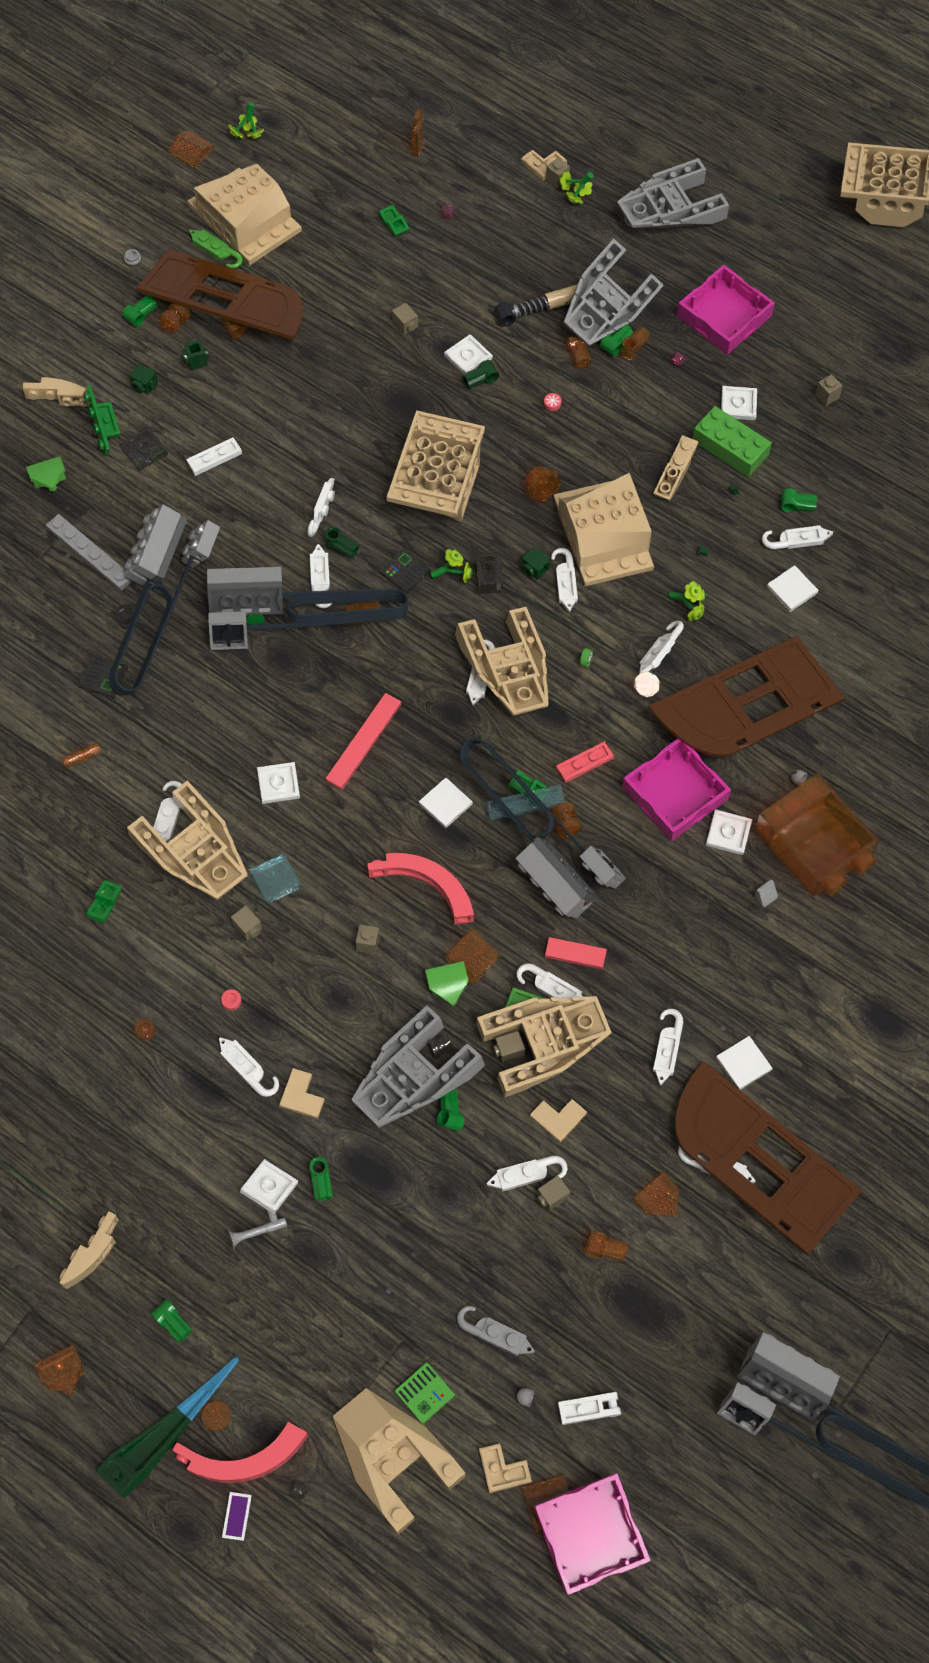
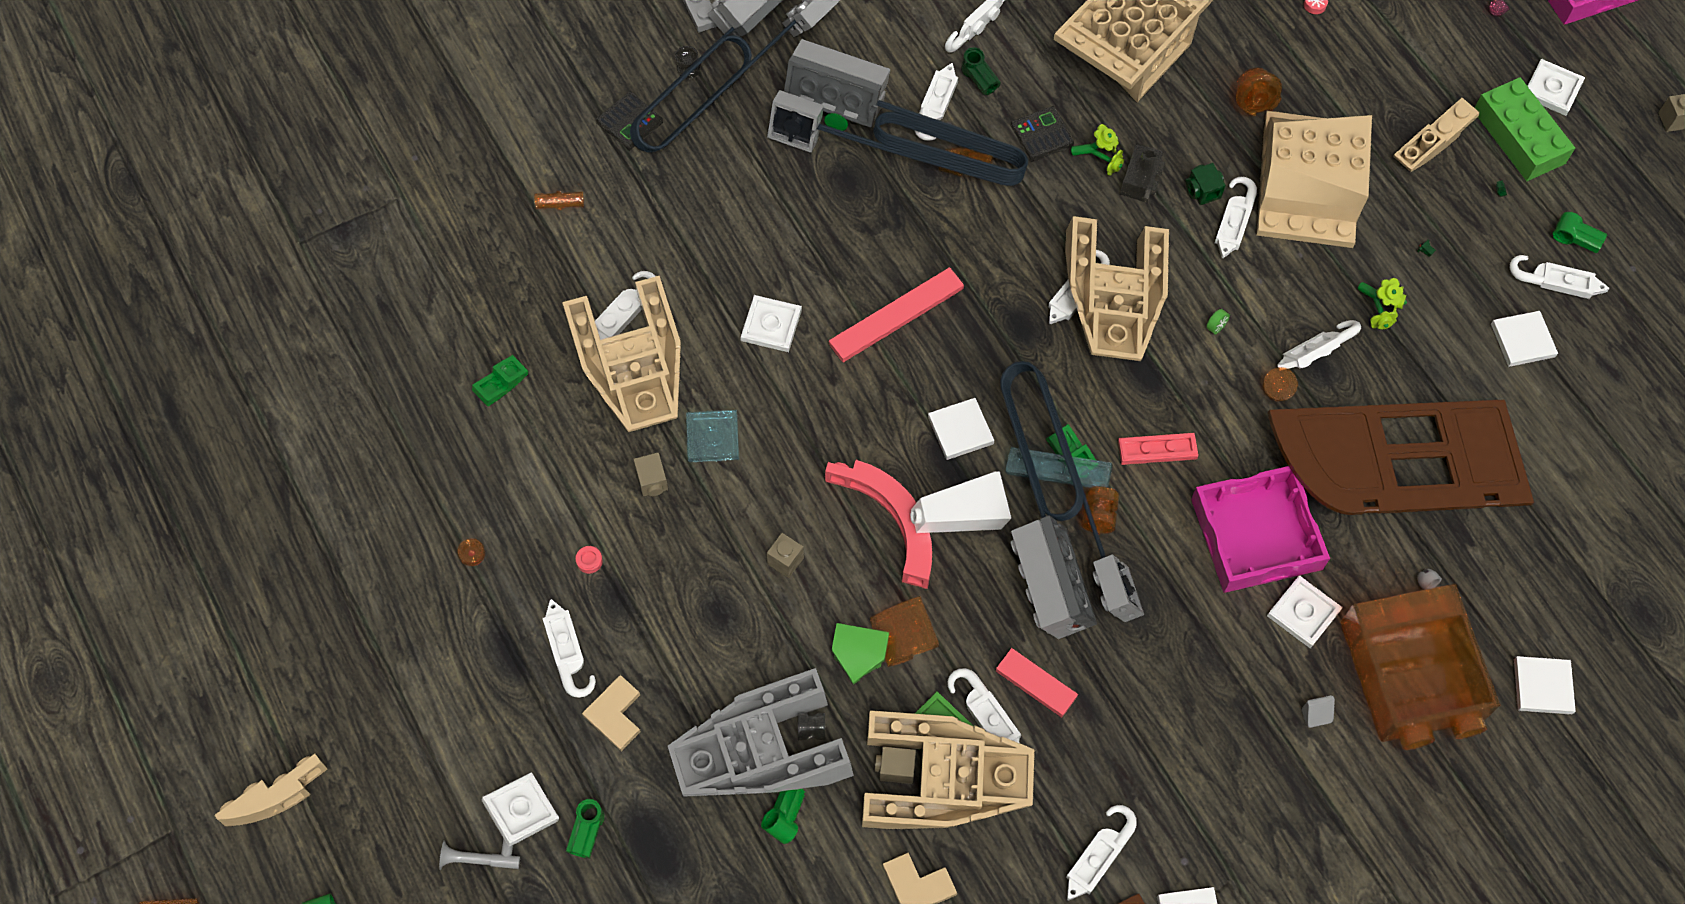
camera: 25 degrees right, 0 degrees up
(475, 855) = (964, 507): none -> white slope
(900, 816) = (1544, 685): none -> white tile

